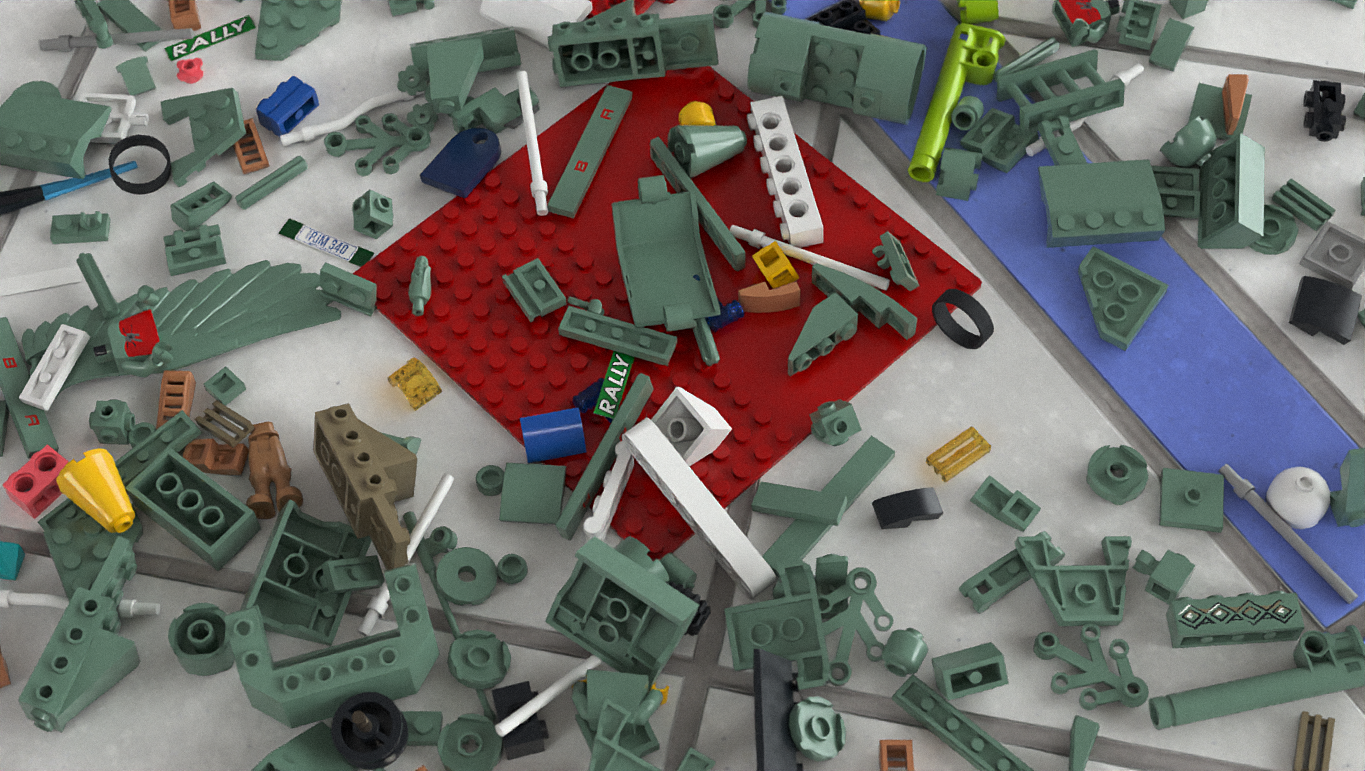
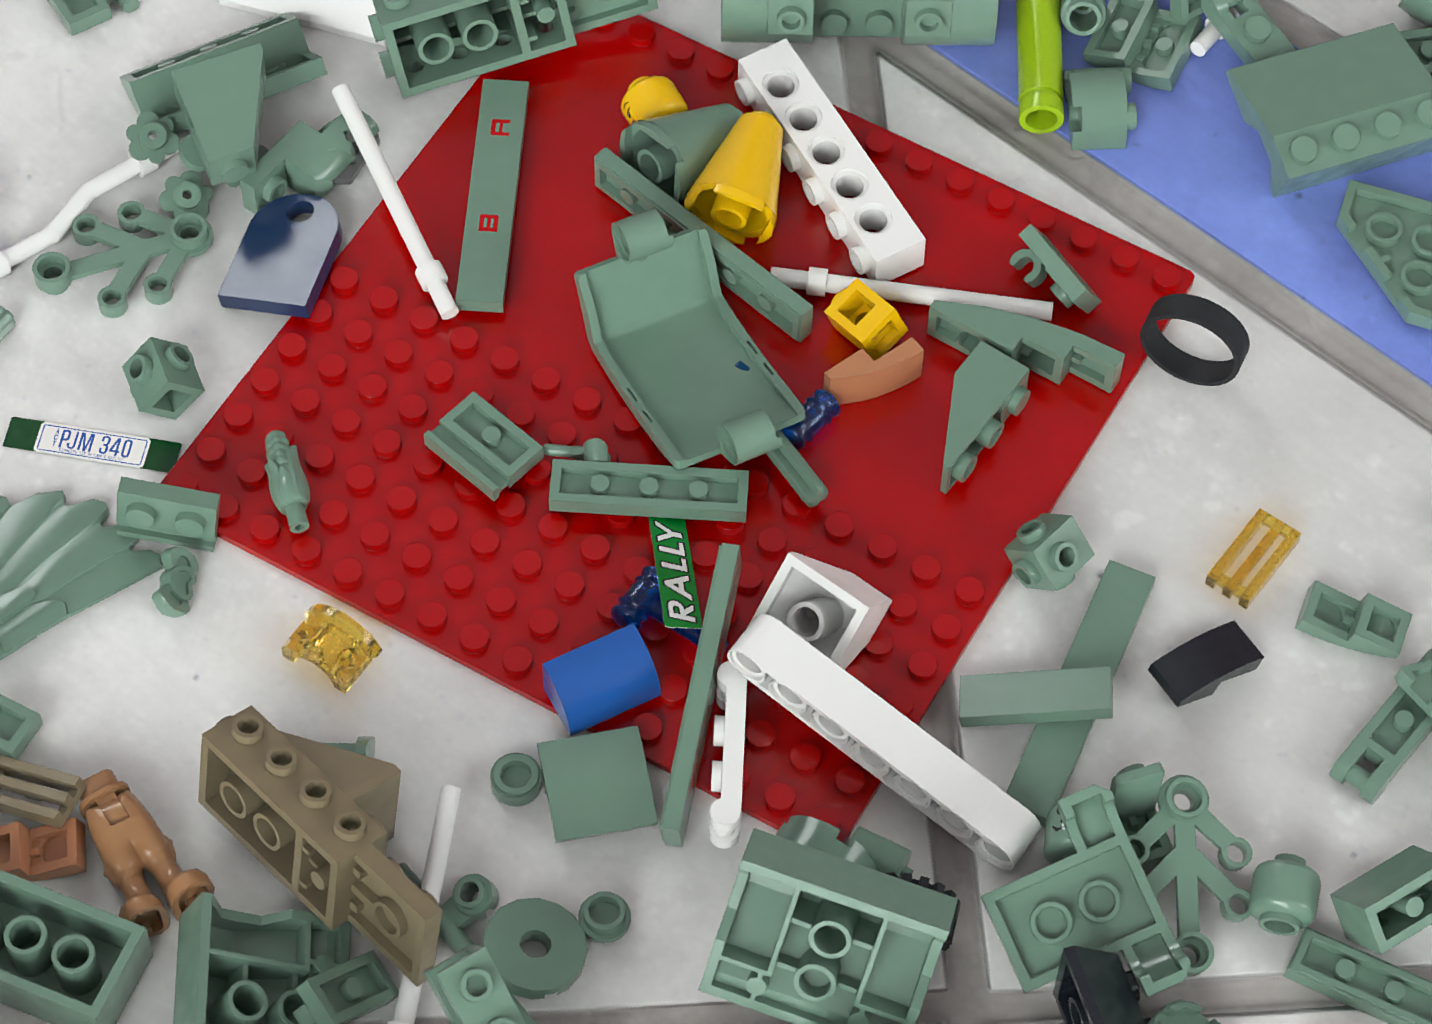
camera: 20 degrees left, 0 degrees up
(342, 328) = (176, 582): none -> sand green piece
(728, 171) = (741, 181): none -> yellow cone

